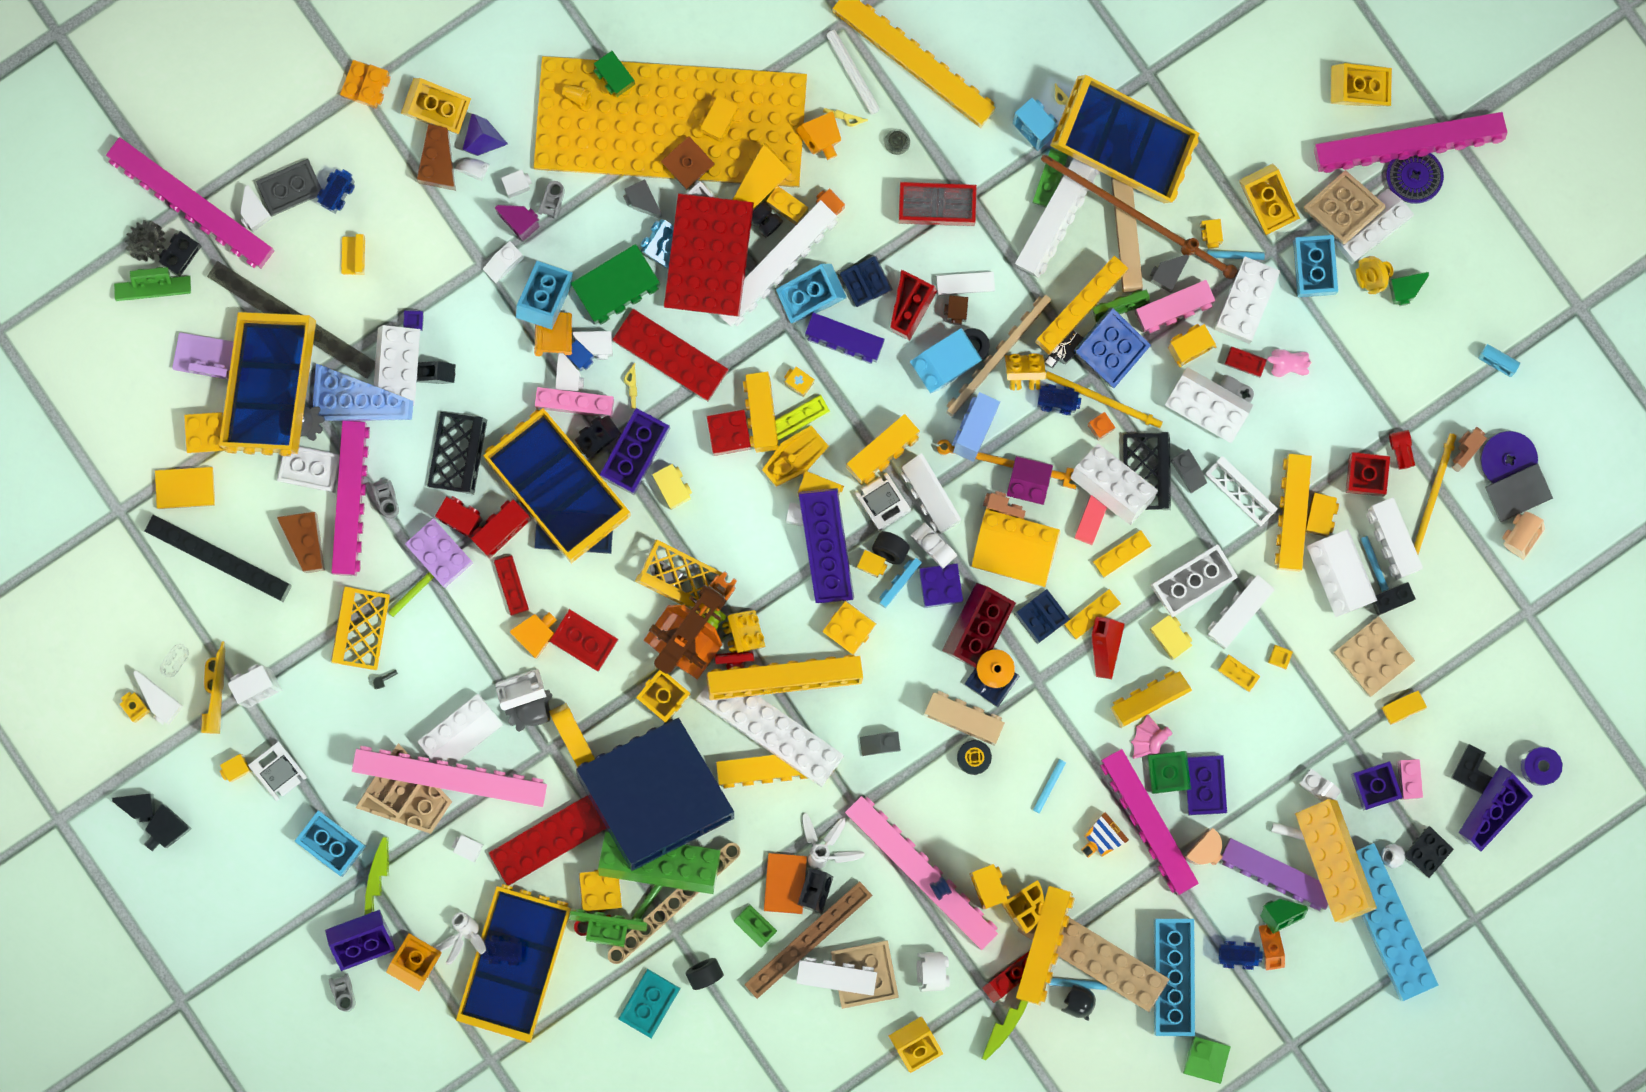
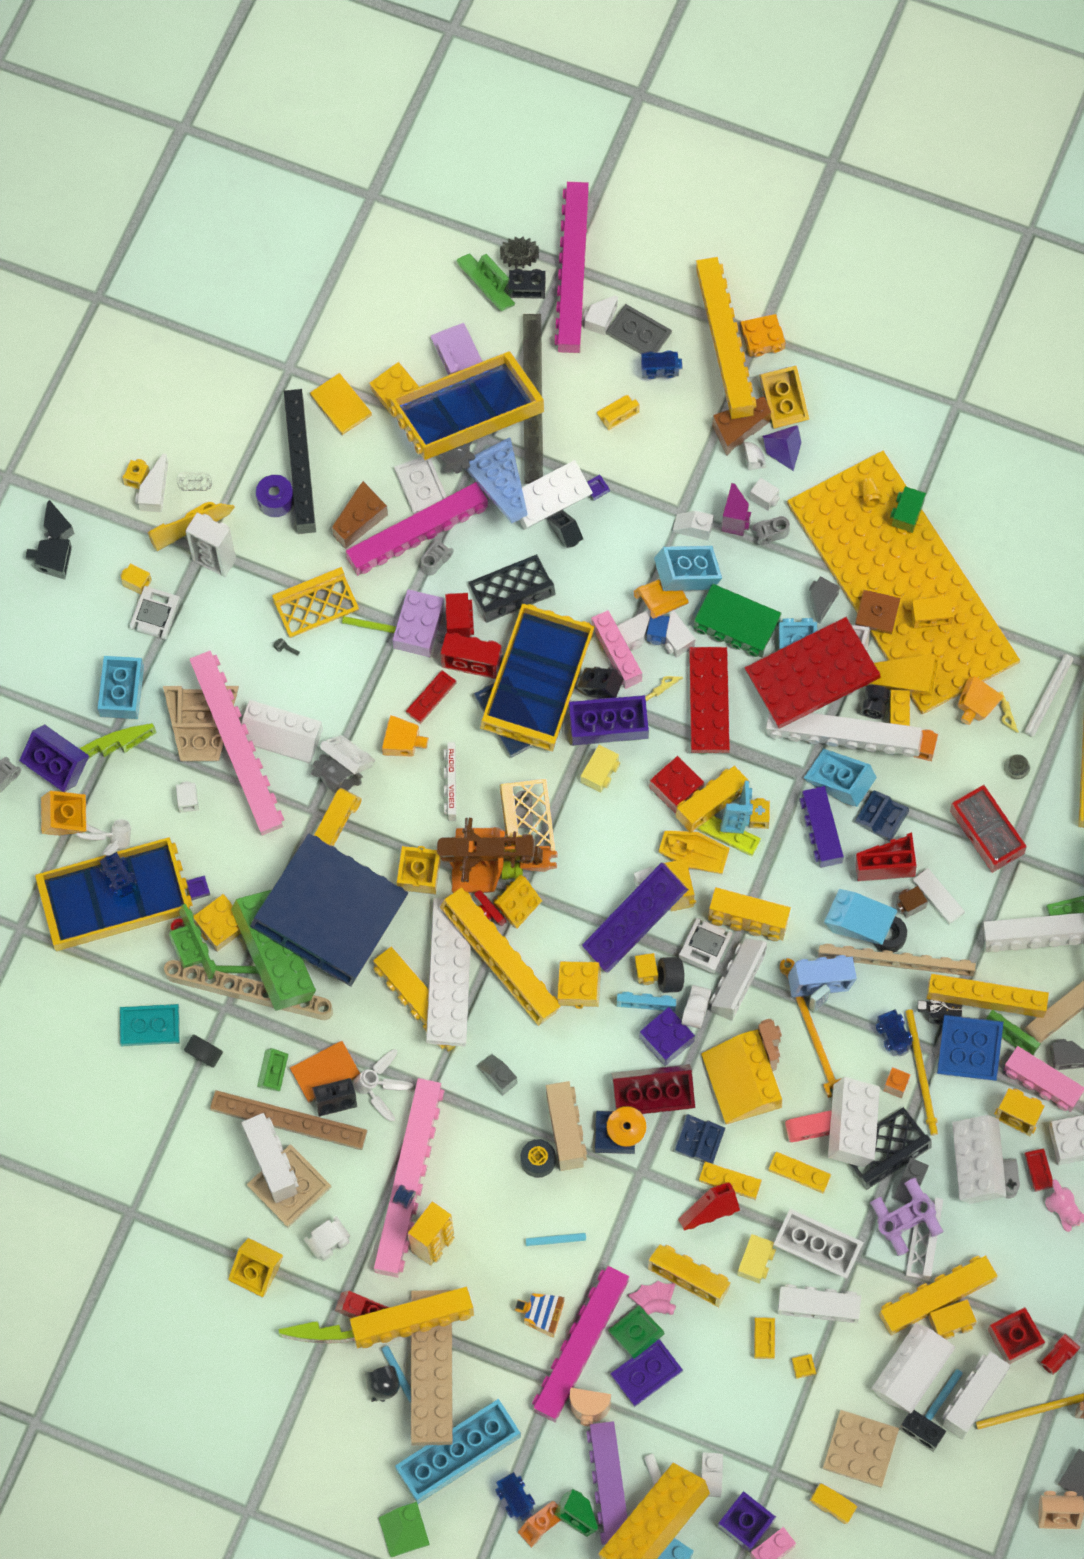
camera: 60 degrees right, 15 degrees down
(244, 608) = (275, 505): none -> dark purple piece
(350, 120) = (724, 337): none -> yellow brick
(547, 840) = (232, 855): red plate -> none
(555, 889) = (198, 887): none -> dark purple plate
(584, 640) = (423, 780): red plate -> none
(607, 623) = (450, 789): none -> white plate
(794, 402) = (737, 815): none -> medium azure bracket
(991, 441) = (819, 998): none -> light aqua tile
(1025, 367) = (900, 984): yellow plate -> none
(1026, 907) = (437, 1280): yellow brick -> none
(1029, 480) = (808, 1052): magenta slope -> none
(1218, 494) = (906, 1217): none -> lavender piece

